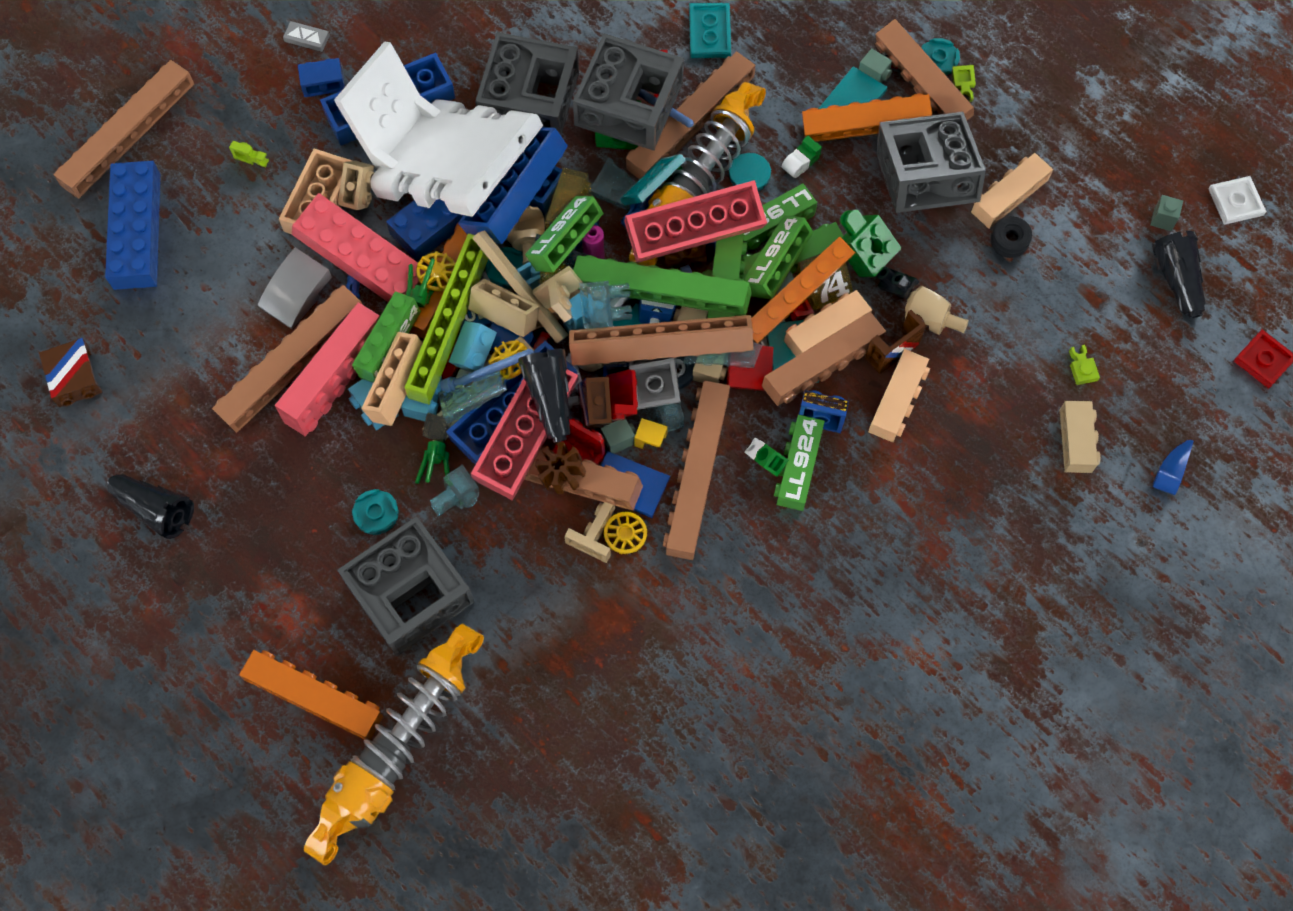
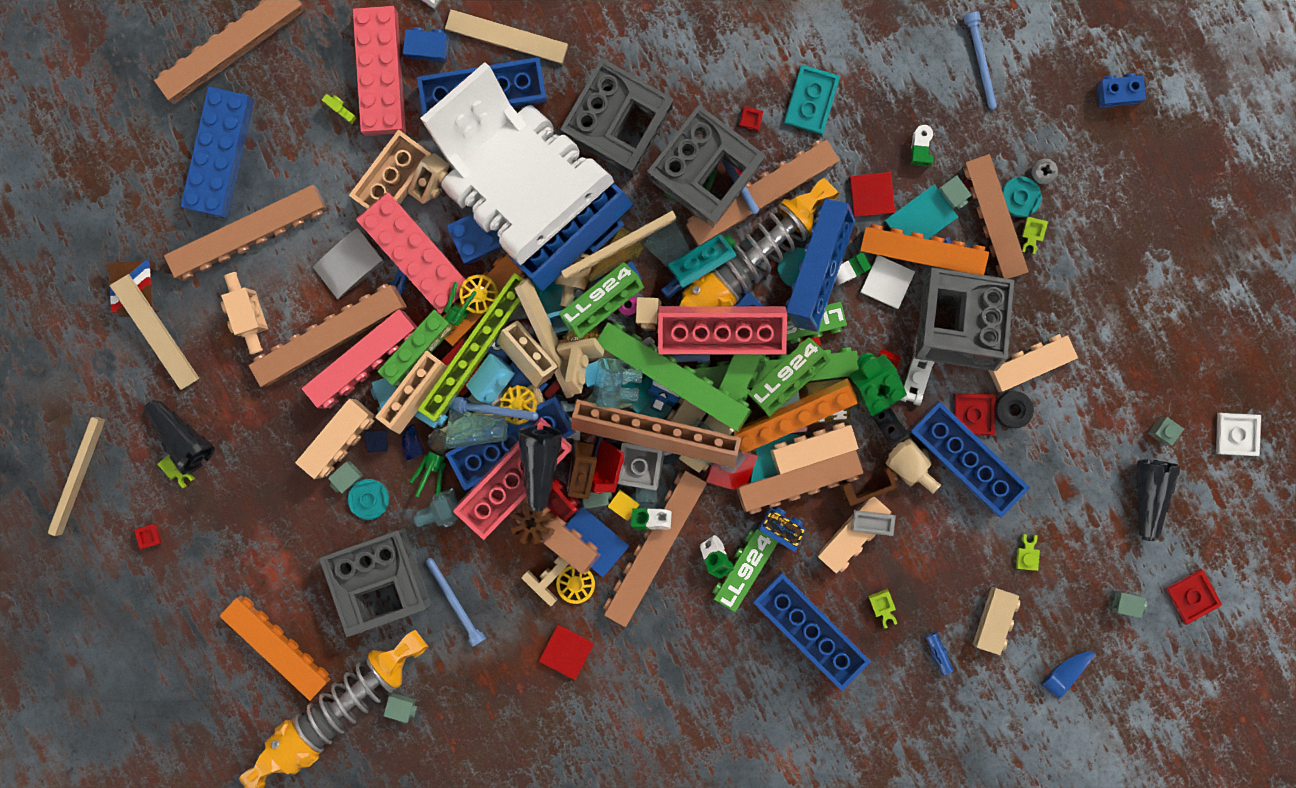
camera: 25 degrees right, 20 degrees up
(44, 579) = (76, 476): none -> tan tile
(102, 404) = (154, 331): none -> tan tile
(138, 619) = (147, 536): none -> red plate
(152, 542) = (172, 472): none -> lime plate
(178, 289) = (246, 232): none -> nougat brick
(194, 359) = (243, 312): none -> light nougat brick
(280, 110) = (379, 70): none -> coral brick
(324, 454) = (335, 439): none -> light nougat brick
(344, 494) = (345, 477): none -> sand green brick
(360, 53) = (506, 37): none -> tan tile
(368, 451) = (376, 441): none -> clear blue tile
(407, 443) = (411, 443): none -> clear blue brick
(471, 719) = (400, 708): none -> sand green brick
(532, 617) = (474, 635): none -> medium blue piece
(565, 180) = (619, 245): none -> tan tile
(616, 236) = (647, 313): none -> tan brick
(638, 605) = (566, 652): none -> red tile
(684, 433) = (651, 519): none -> leg
(771, 151) = (820, 265): none -> blue brick
(797, 92) = (872, 194): none -> red tile
(827, 39) = (920, 146): none -> leg
(841, 161) = (887, 282): none -> white tile
(892, 500) = (811, 631): none -> blue brick
(905, 235) = (917, 378): none -> white plate
(915, 372) = (873, 522): none -> light grey tile
(952, 27) = (1038, 174): none -> light grey piece
(956, 456) = (883, 605): none -> lime plate
(974, 254) = (976, 412): none -> red tile
(987, 290) = (968, 459): none -> blue brick
(1034, 488) = (939, 653): none -> blue pin
(1205, 381) = (1129, 604): none -> sand green brick

